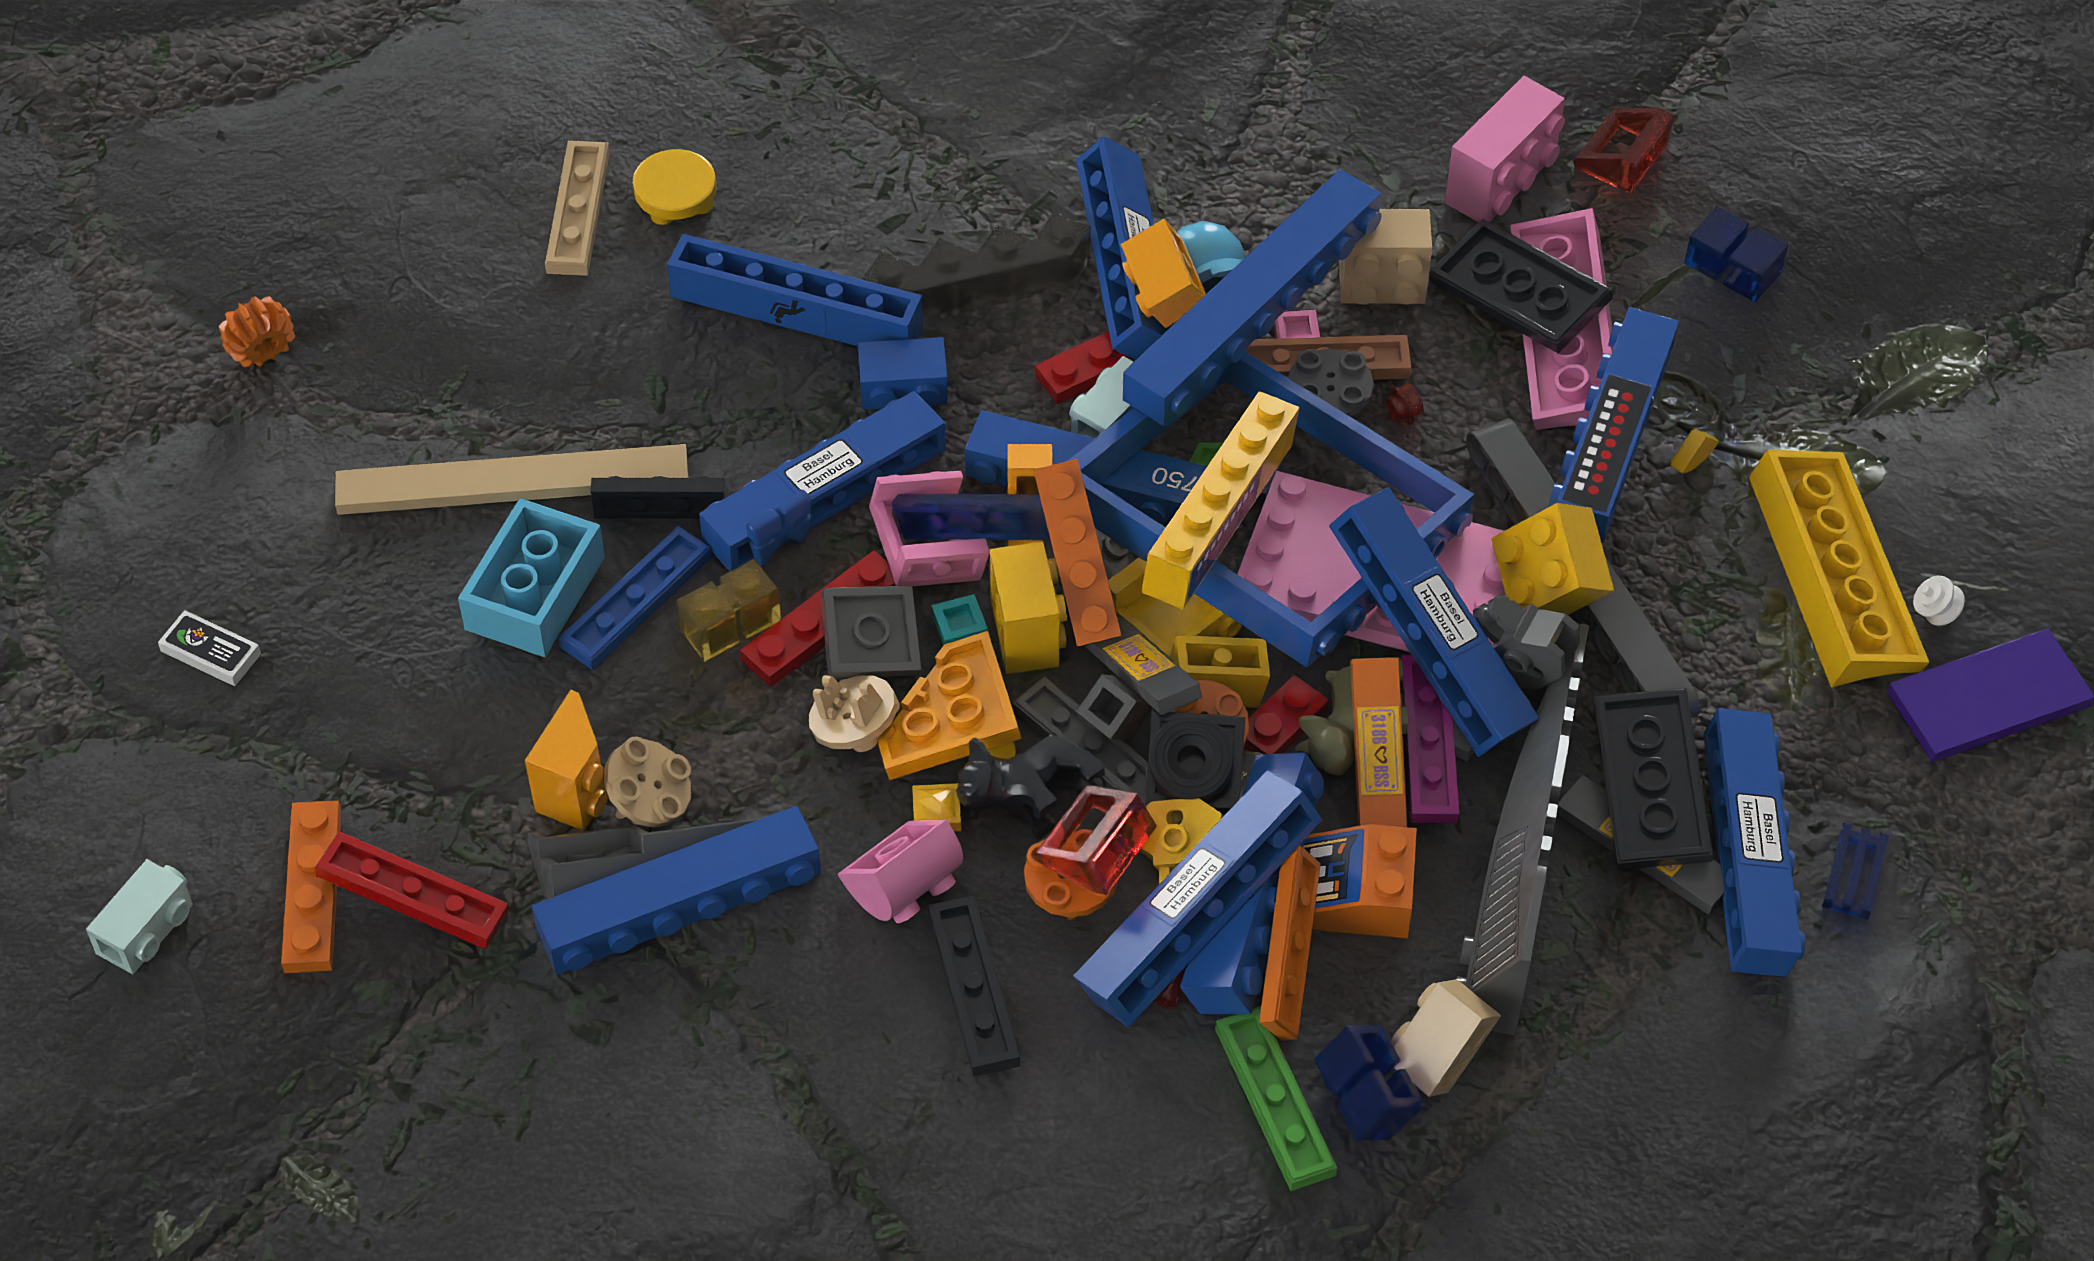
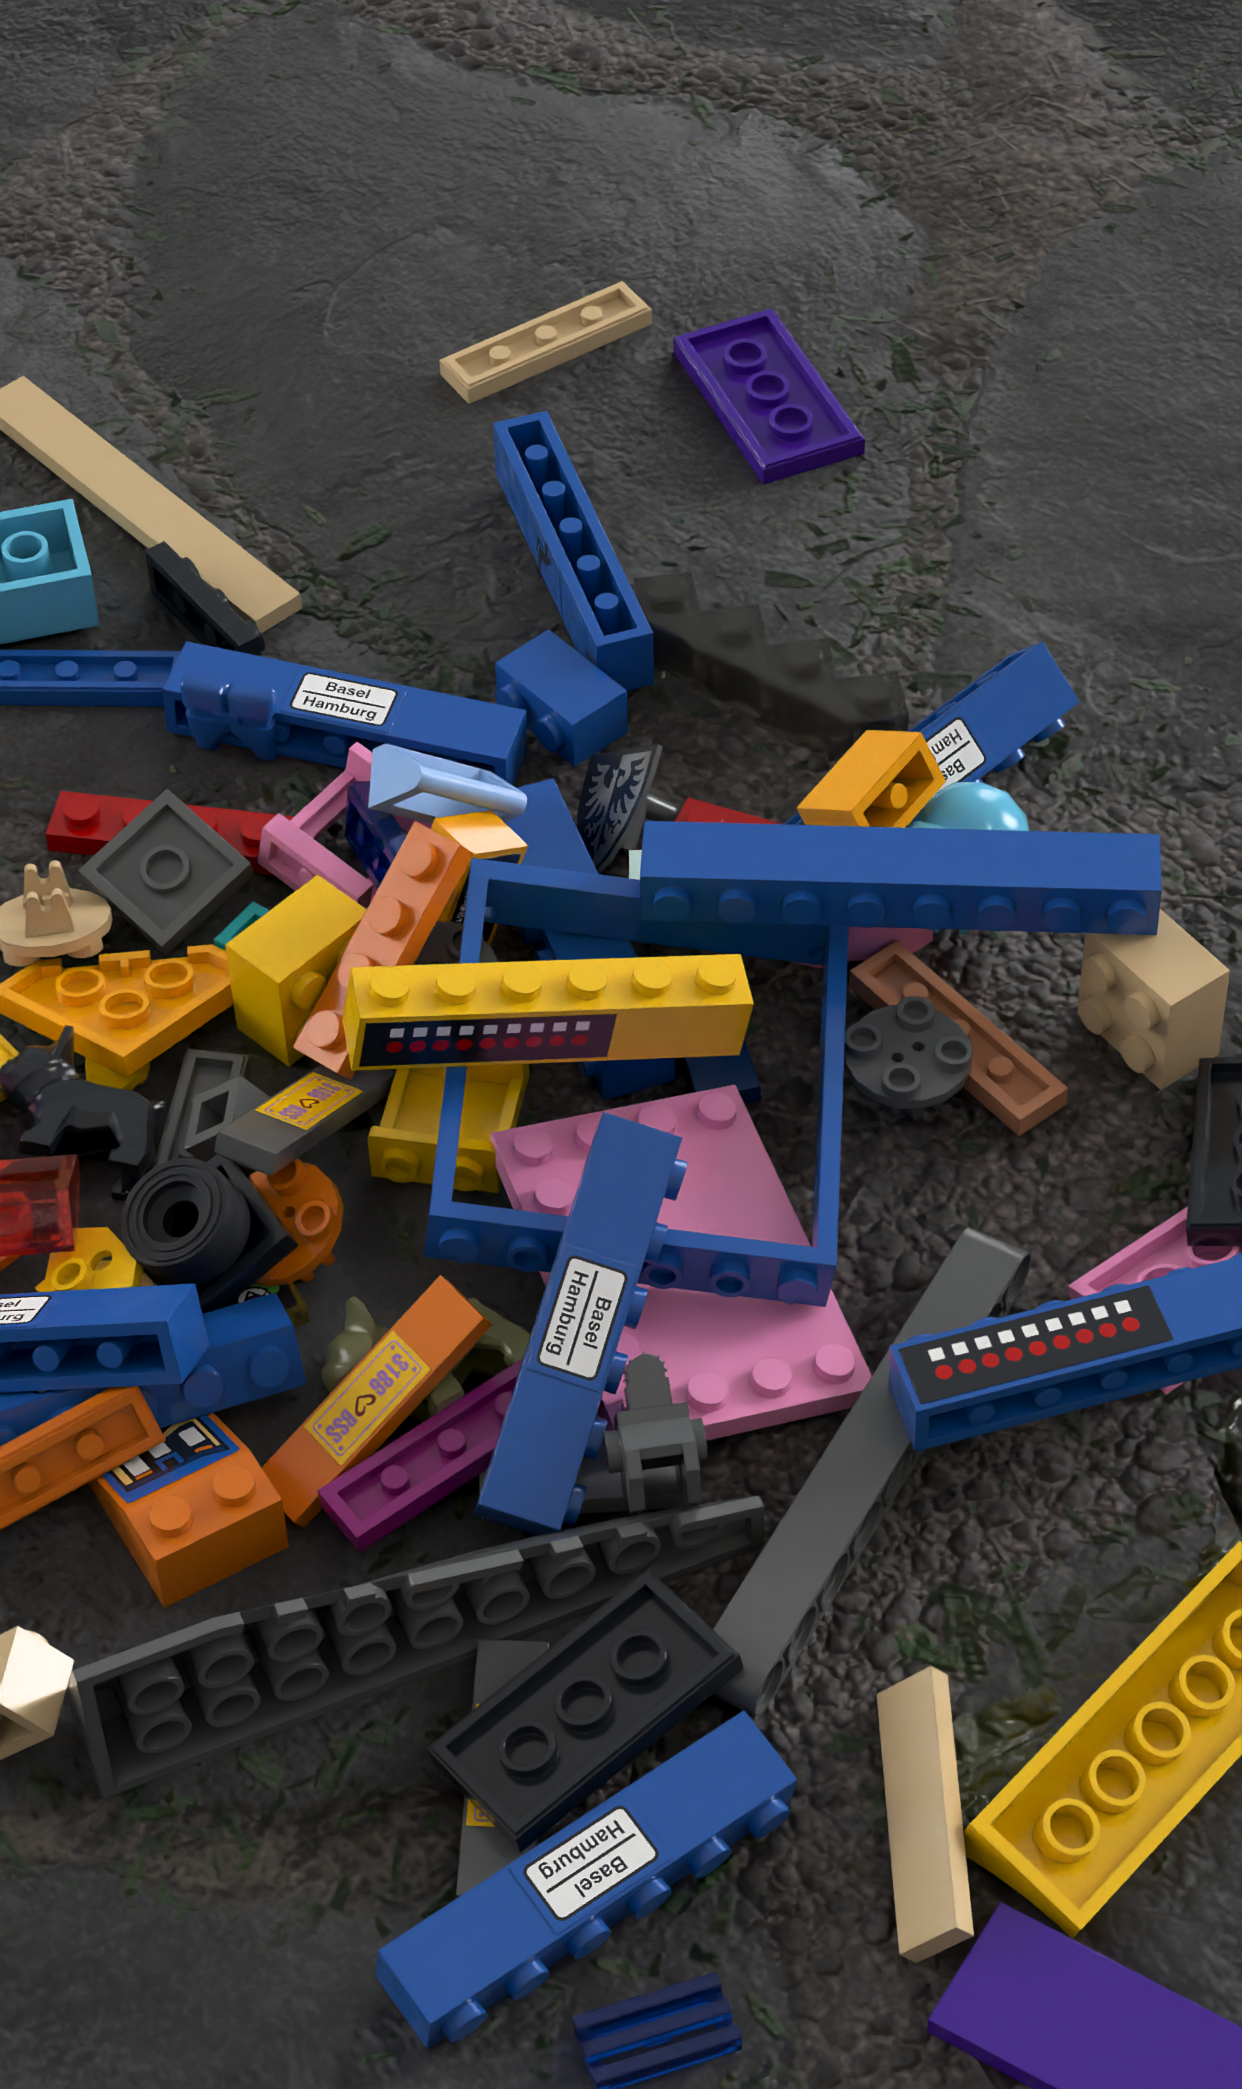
camera: 55 degrees right, 5 degrees down
(257, 331) = (133, 217): orange gear -> none
(674, 185) = (644, 387): yellow tile -> none
(710, 616) = (123, 746): clear yellow piece -> none
(738, 136) = (768, 396): none -> dark purple tile
(966, 456) = (433, 787): none -> light blue tile
(1018, 388) = (618, 800): none -> shield
(1227, 660) = (379, 1189): yellow brick -> none
(1276, 722) = (382, 1291): red plate -> none
(1297, 325) = (989, 989): bright pink tile -> none
(1404, 403) = (966, 1149): clear red plate -> none
(1554, 560) = (807, 1406): yellow brick -> none
(1693, 451) = (1186, 1477): yellow tile -> none
(1816, 680) = (924, 1815): none -> tan tile
(1939, 600) = (1193, 1887): white wheel -> none

